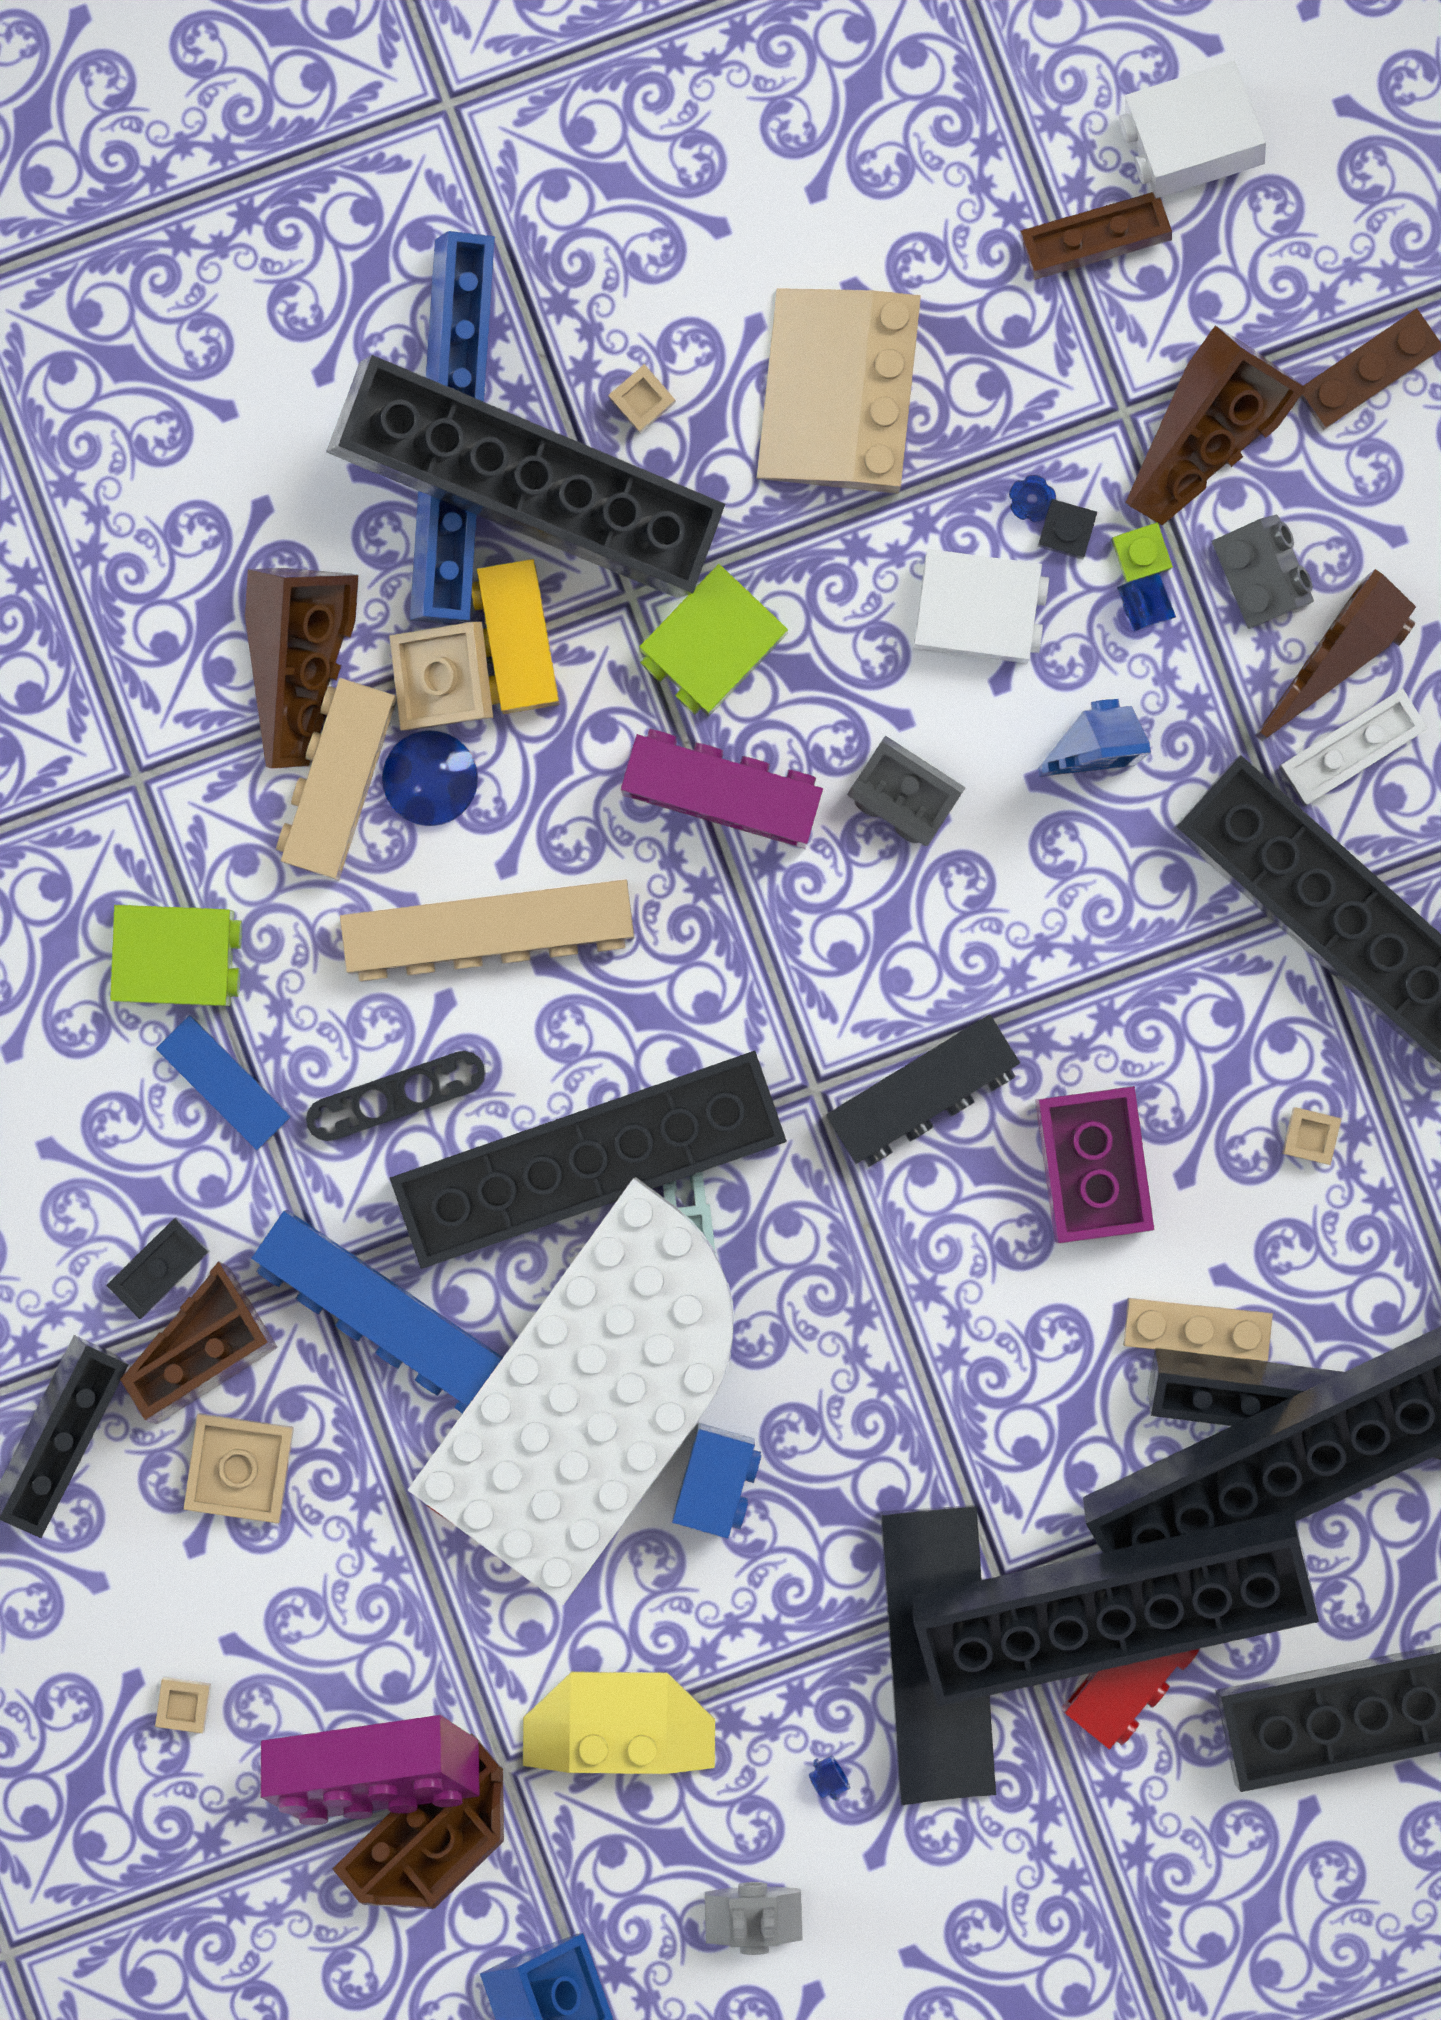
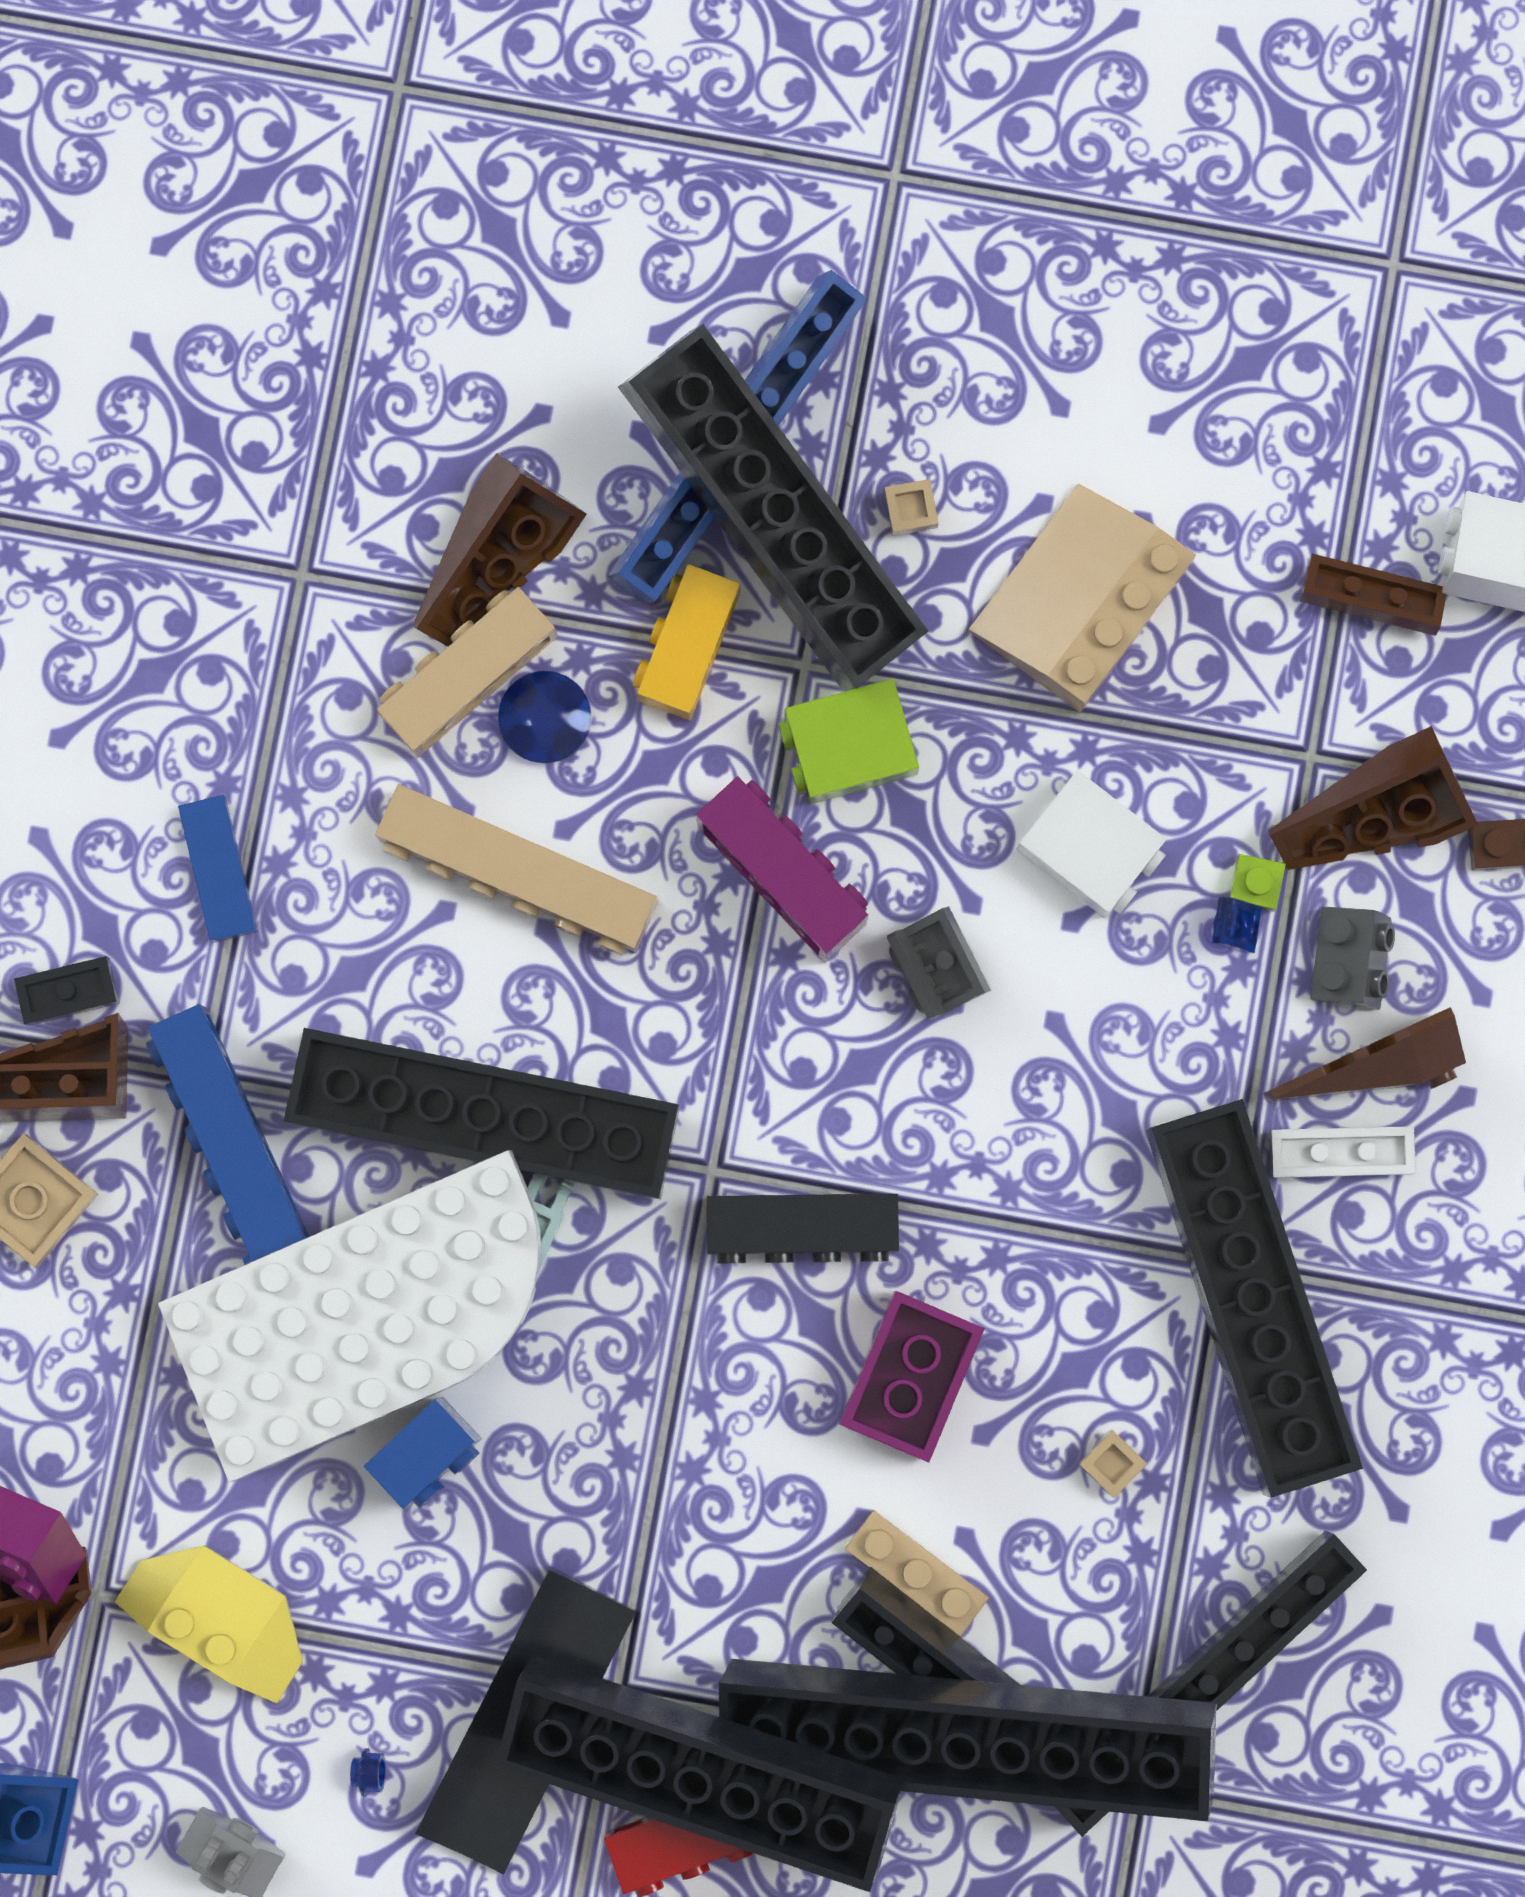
camera: 30 degrees right, 5 degrees down
(174, 955) = (240, 737): lime brick -> none
(397, 1100) = (354, 968): black beam -> none
(441, 676) = (604, 636): tan plate -> none
(1035, 486) = (1199, 773): clear blue plate -> none
(1067, 529) = (1205, 825): black plate -> none
(1099, 740) = (1126, 1017): wedge -> none

